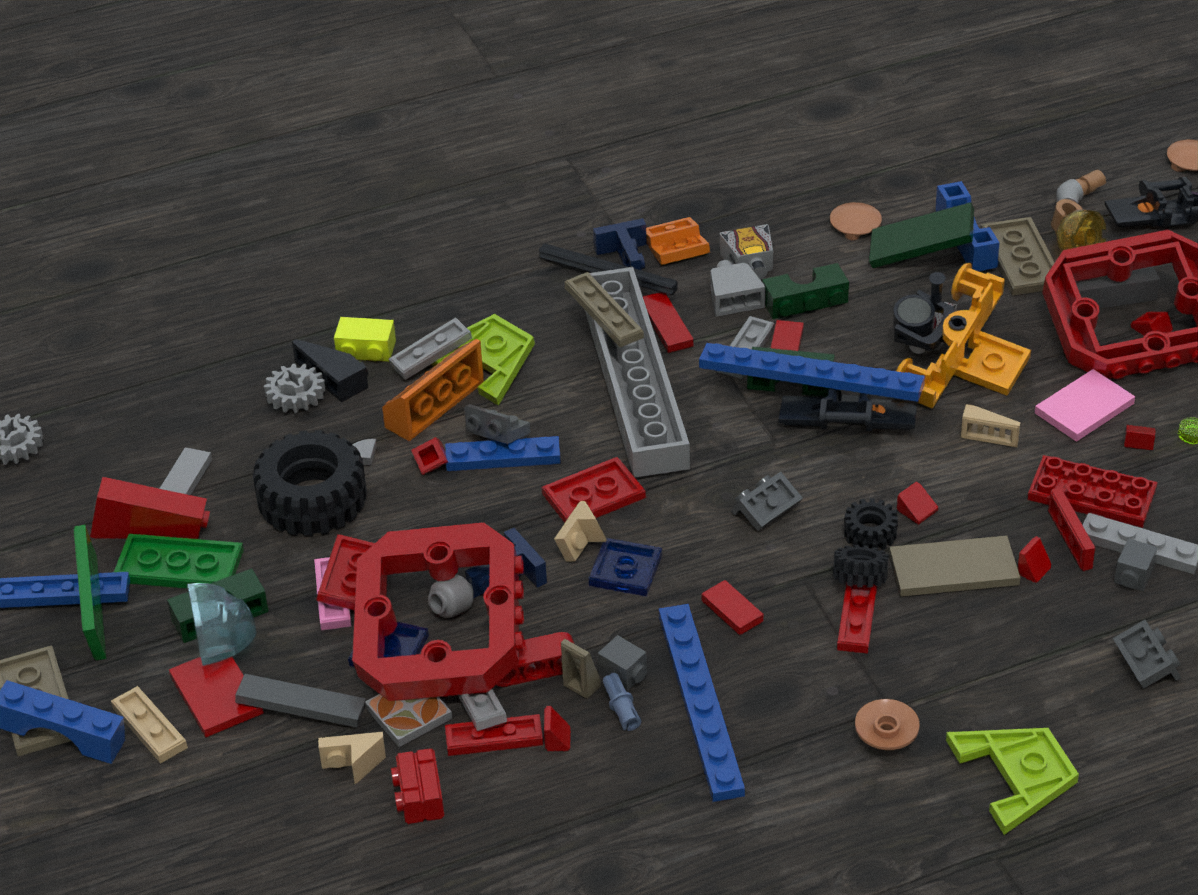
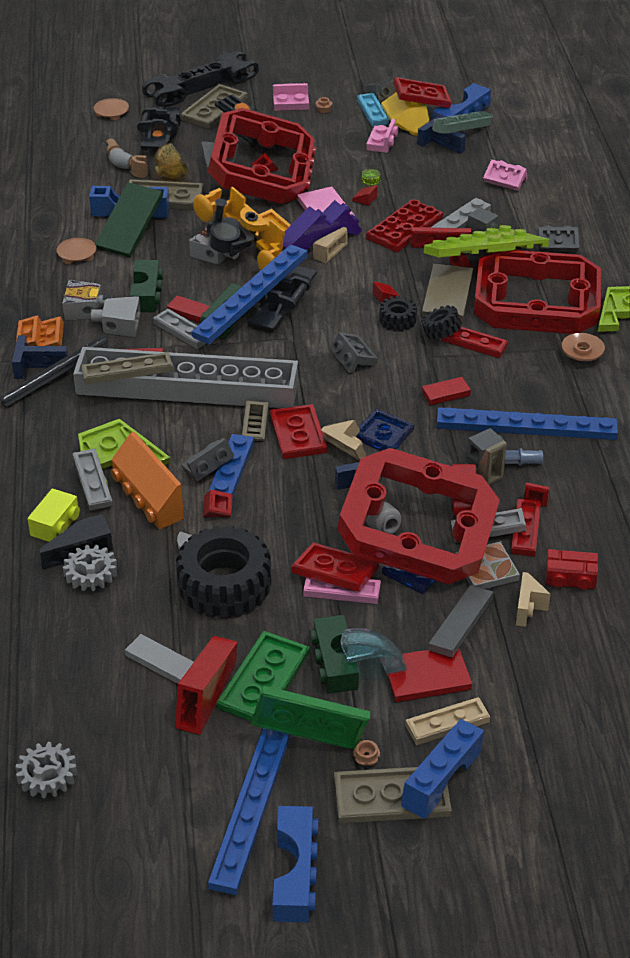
camera: 75 degrees left, 0 degrees up
(83, 665) = (366, 753): none -> nougat plate
(605, 446) = (257, 408): none -> dark tan slope
(982, 604) = (537, 315): none -> red panel
(999, 393) = (317, 224): none -> dark purple arch
(1065, 569) = (492, 239): none -> lime wing

